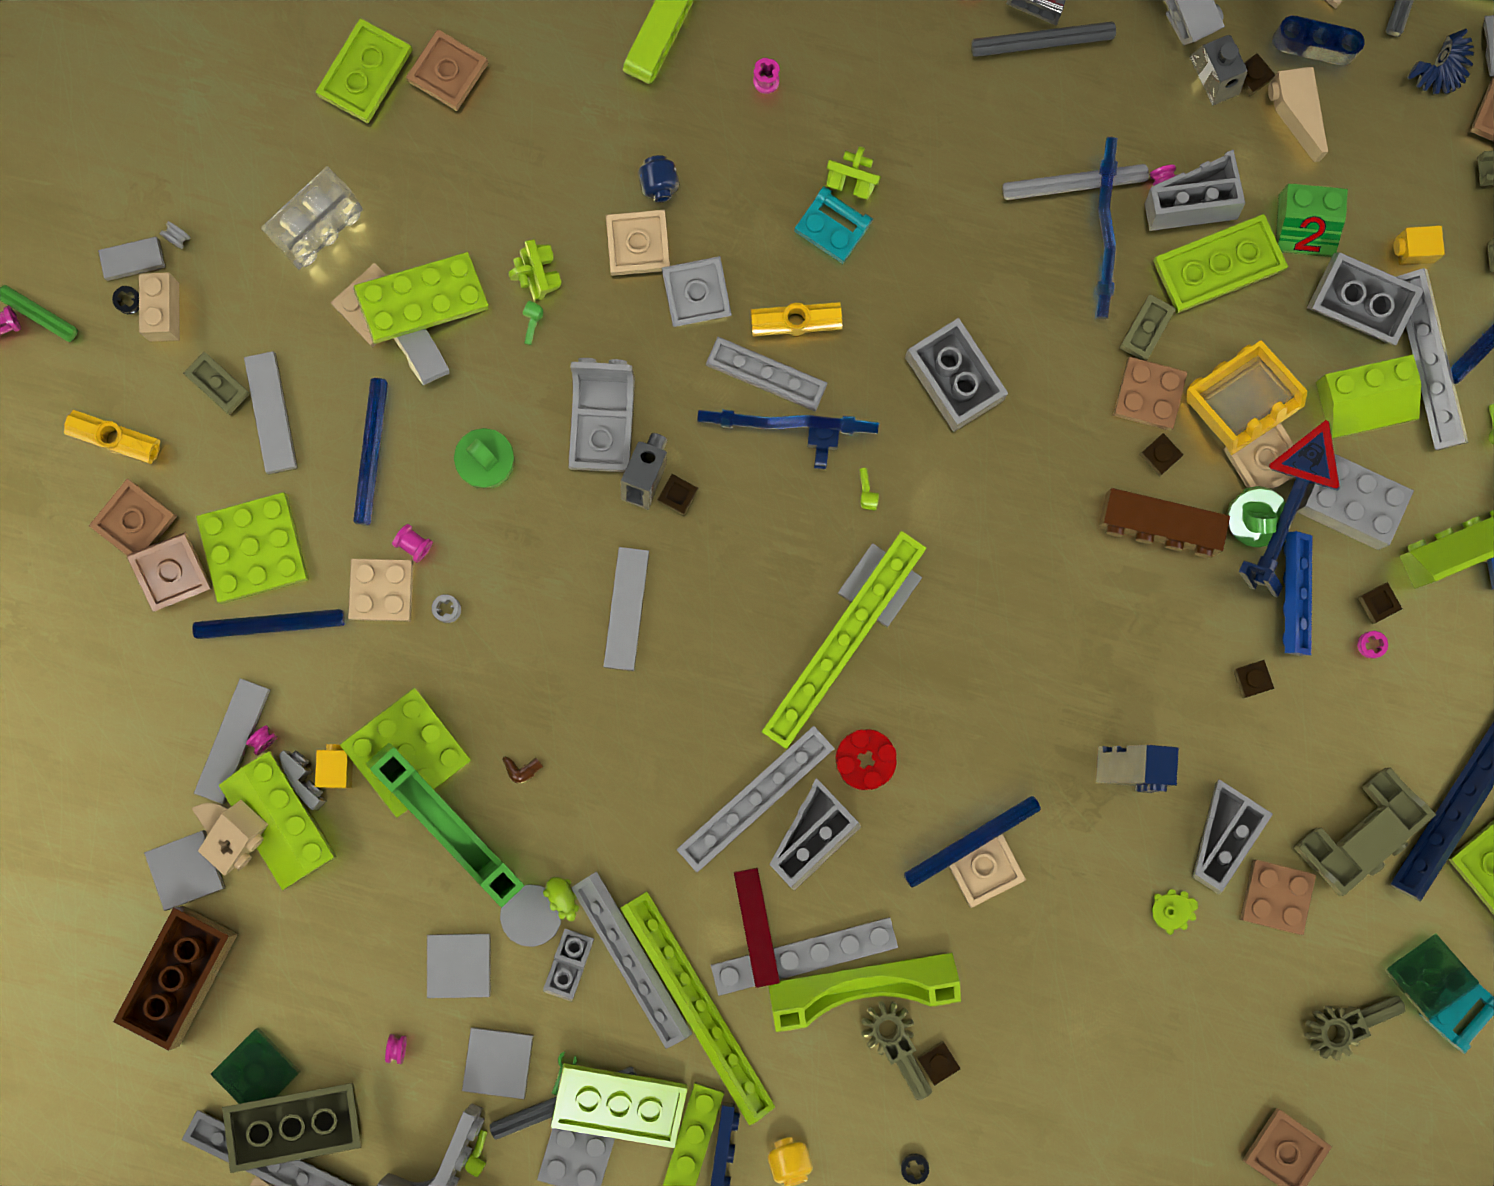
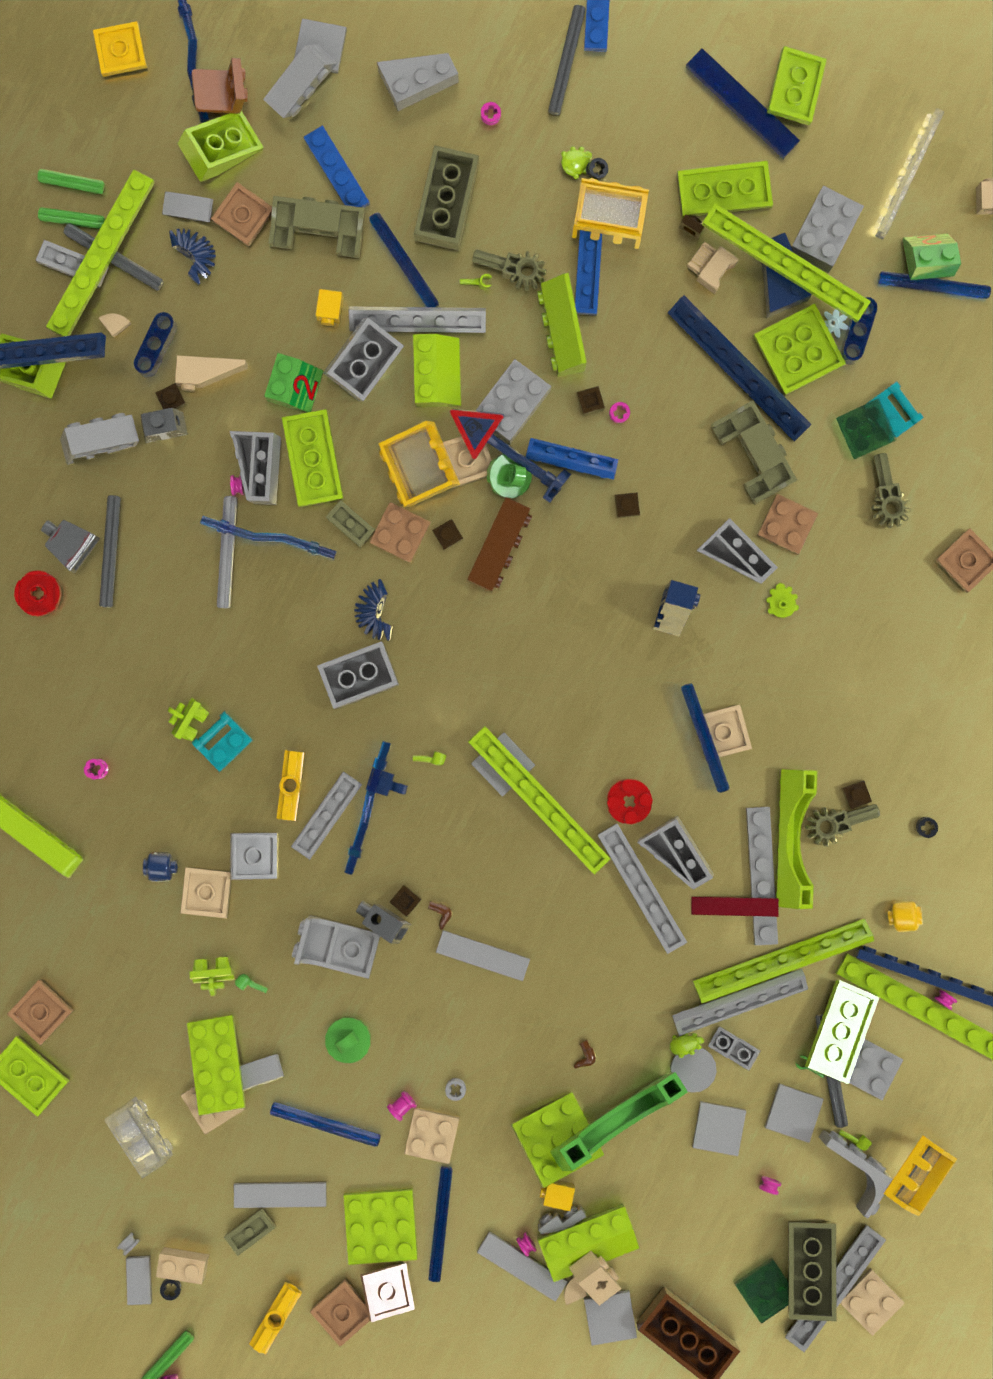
camera: 80 degrees left, 5 degrees up
(675, 544) = (442, 909): none -> reddish brown animal
(1042, 379) = (372, 611): none -> dark blue hair

